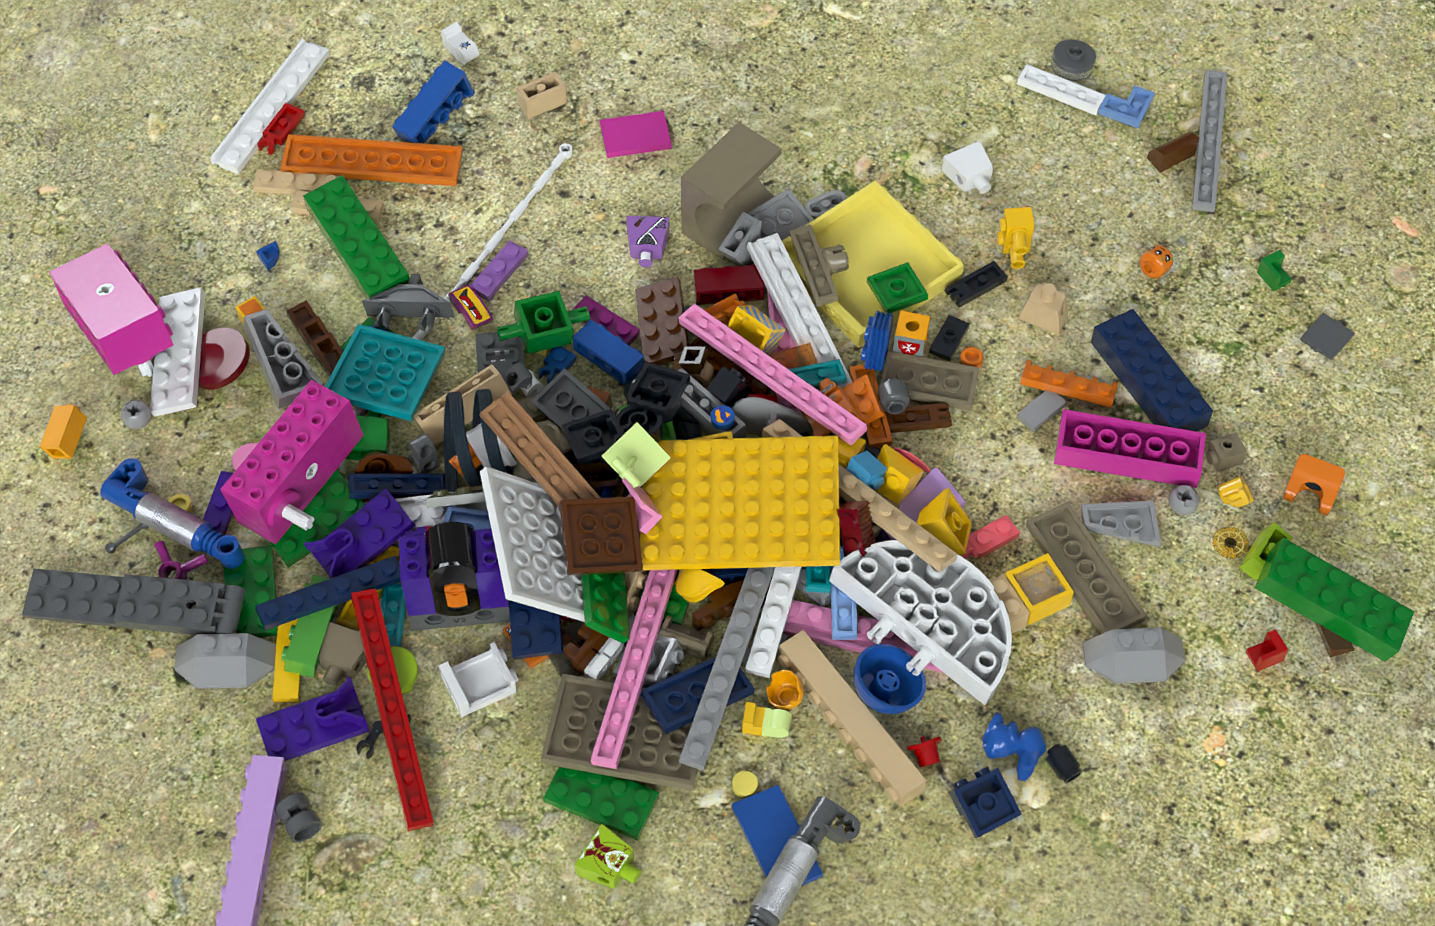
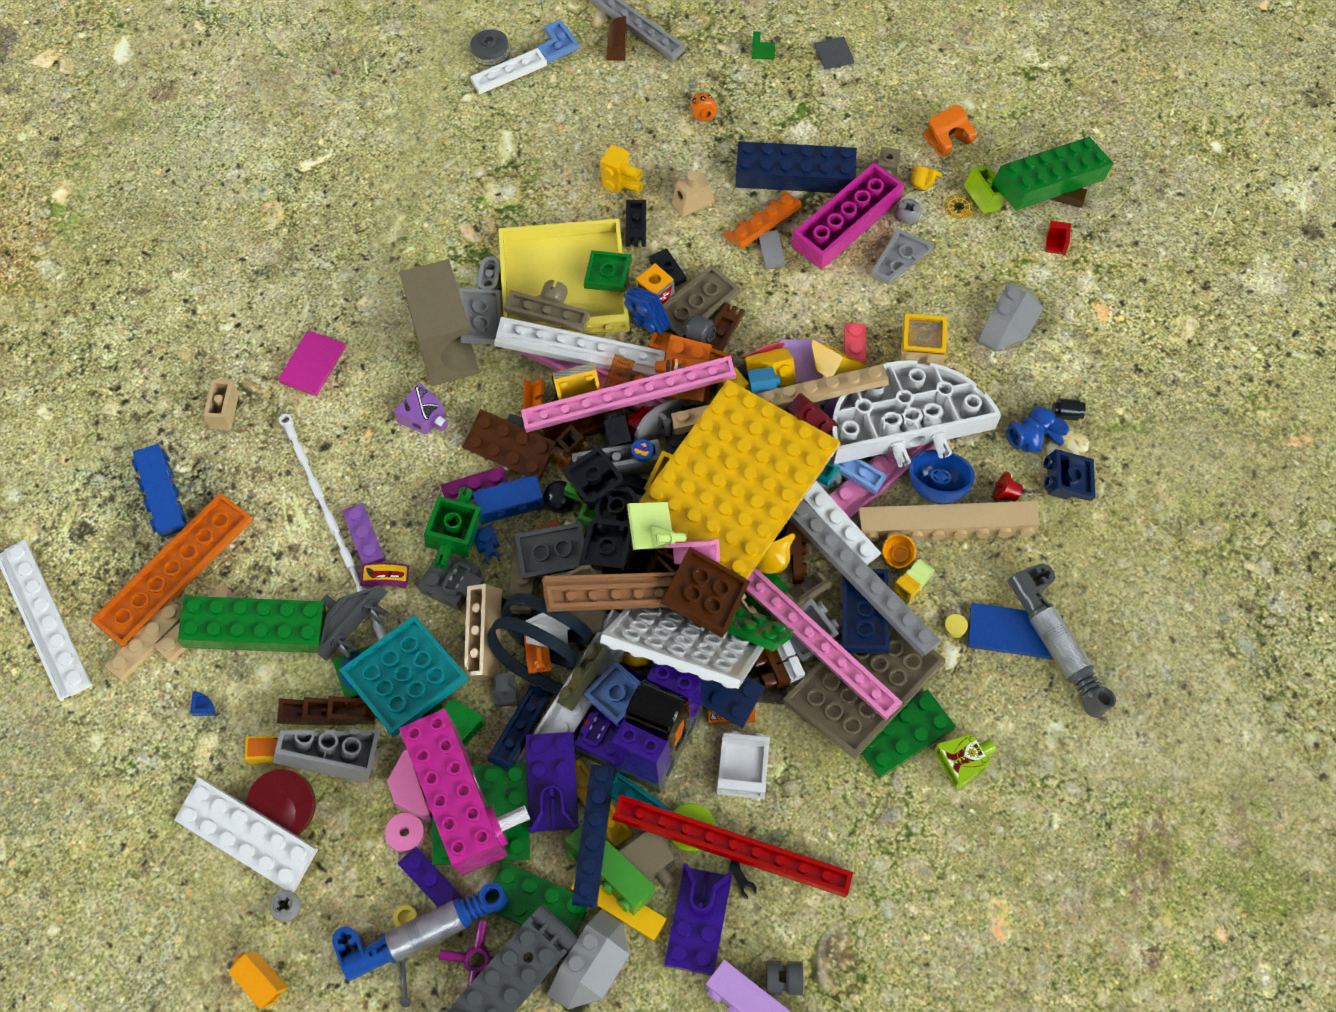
camera: 55 degrees left, 5 degrees up
(113, 309) = (168, 864): piece -> none
(281, 125) = (75, 622): red plate -> none
(380, 463) = (491, 728): reddish brown piece -> none
(459, 44) = (112, 437): white leg -> none
(525, 381) = (493, 574): dark grey leg -> none
(719, 283) = (509, 381): dark red brick -> none
(734, 246) = (483, 345): light grey slope -> none
(818, 372) = (645, 363): teal tile -> none
(969, 168) = (532, 166): white torso -> none
(971, 357) = (695, 265): orange tile -> none
(1086, 569) = (893, 299): dark tan plate -> none

